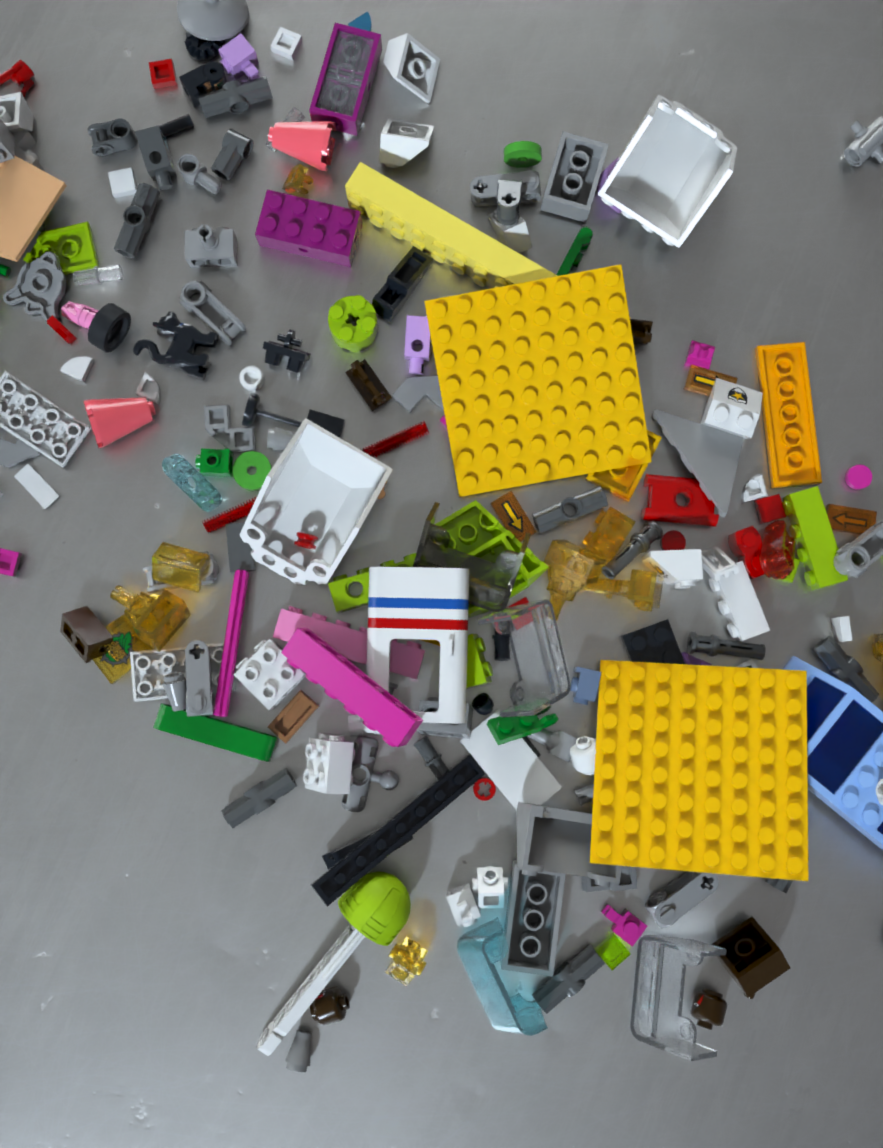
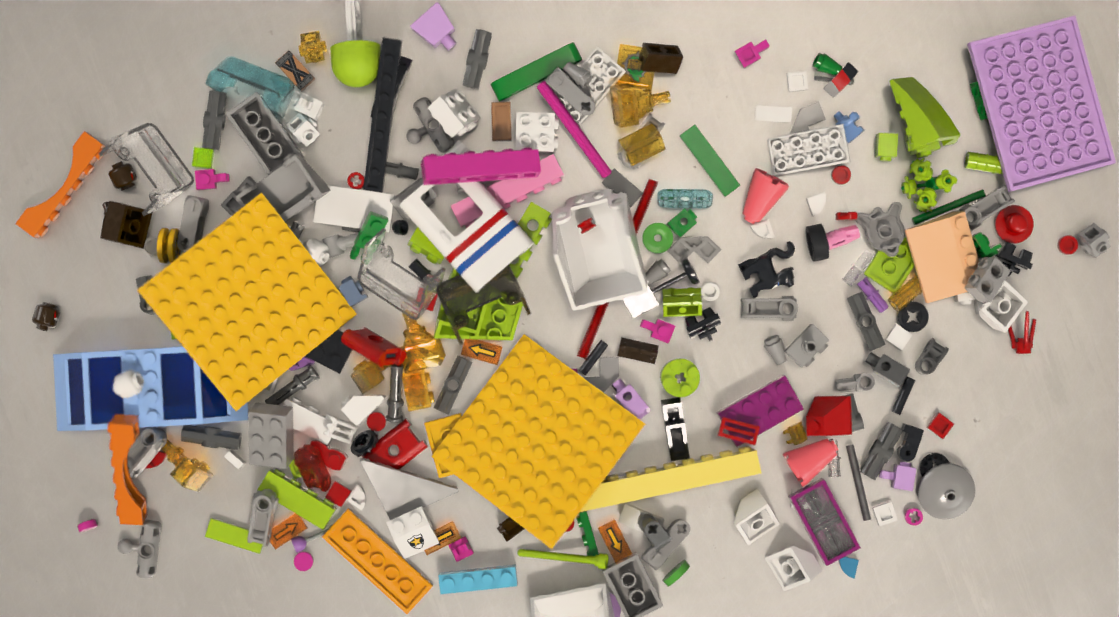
camera: 140 degrees right, 5 degrees up
(30, 373) = (841, 174): none -> red tile
(76, 211) = (905, 294): none -> clear yellow axle
(85, 181) = (922, 317): none -> black gear
(108, 239) = (873, 295): none -> medium lavender axle
(136, 497) = (709, 160): none -> green tile
(241, 272) = (775, 348): none -> light grey cone
(250, 164) = (829, 416): none -> red slope
(261, 10) = (919, 514): none -> dark pink bush
(270, 867) = (435, 27): none -> lavender torso
(283, 90) = (858, 482): none -> flat silver bar
(285, 389) = (682, 302): none -> lime brick
(331, 384) = (660, 330): none -> dark pink plate
(355, 238) = (723, 426): none -> red tile
(415, 416) = (593, 357): none -> black piece
(444, 953) = (295, 70): none -> tile
(550, 236) = (614, 540): none -> clear orange tile
(583, 224) = (600, 560): none -> lime piece
(615, 610) = (373, 347): none -> red piece
(704, 538) = (364, 443): none -> black gear
(710, 312) = (478, 579): none -> medium azure brick
(727, 897) = (167, 245): none -> yellow head
(741, 909) = (150, 247): none -> white tile
(789, 618) = (270, 435): none -> light grey brick
(830, 1044) = (85, 154): none -> orange arch
(847, 496) = (300, 542): none -> medium lavender hinge

